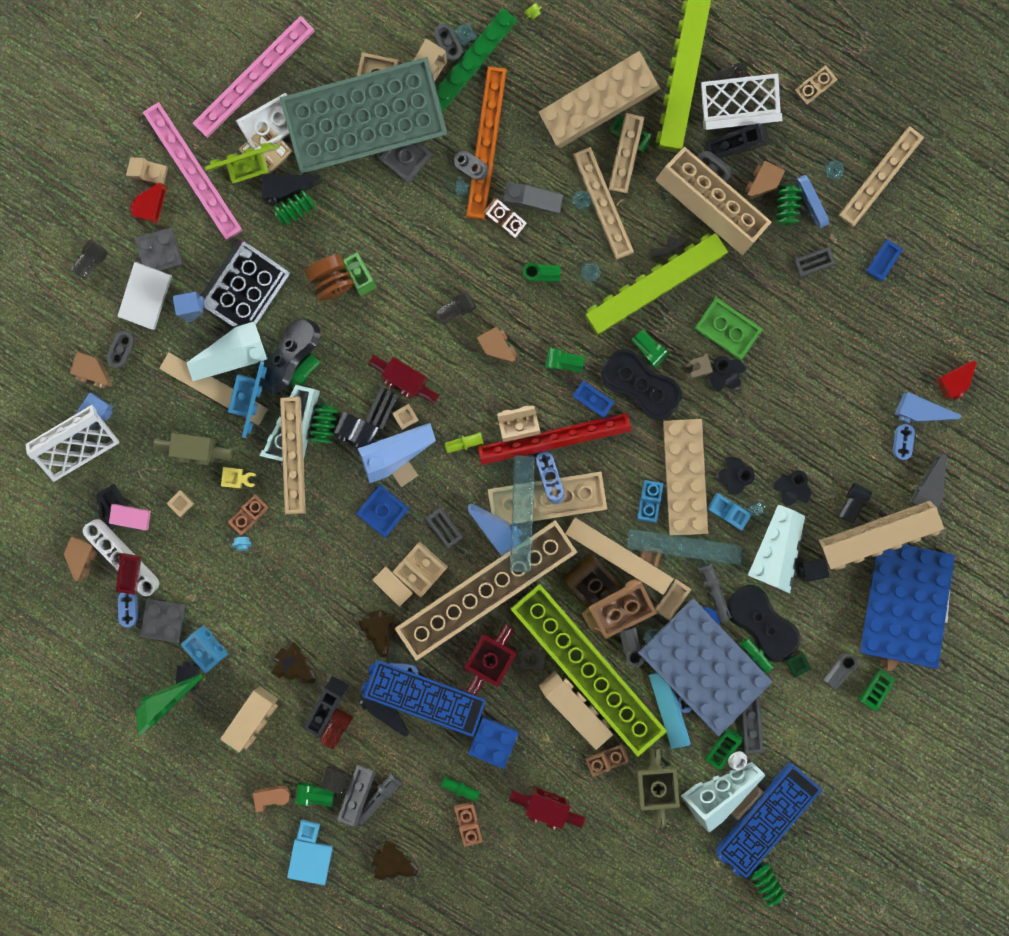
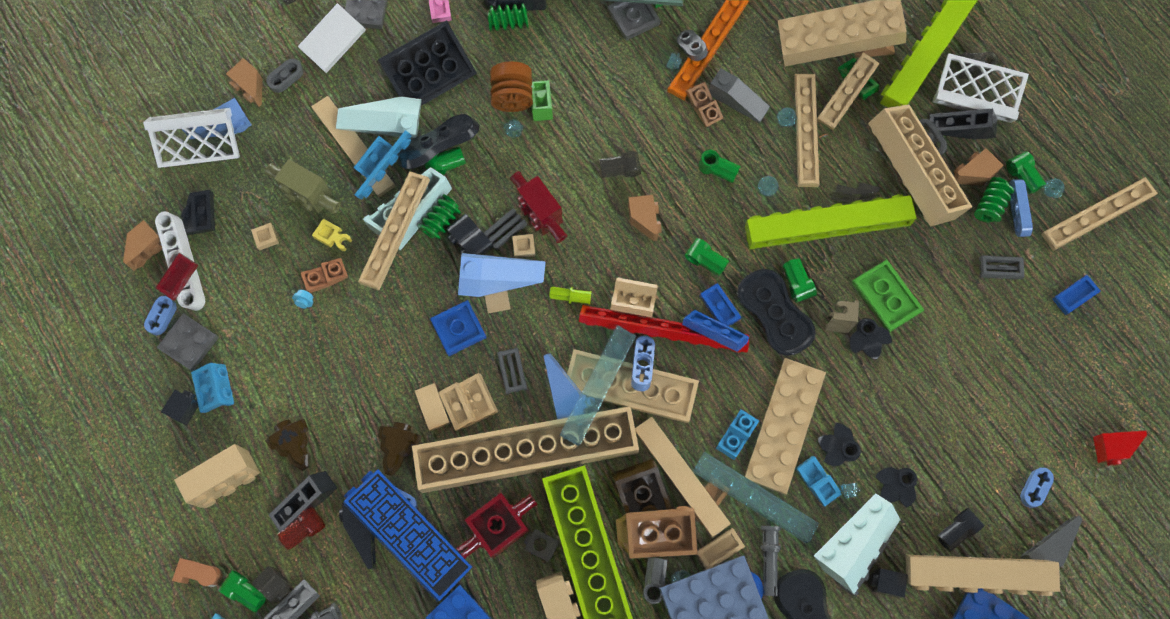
camera: 25 degrees right, 15 degrees down
(129, 517) = (209, 226): bright pink tile -> none
(156, 706) = (137, 421): green wedge -> none
(189, 306) = (364, 53): medium blue slope -> none
(347, 312) = (513, 128): none -> clear light blue plate
(598, 424) = (715, 330): none -> blue tile
(802, 162) = (1024, 168): none -> green piece
(816, 85) = (1062, 105): tan slope -> none
(916, 409) = (1067, 460): medium blue slope -> none

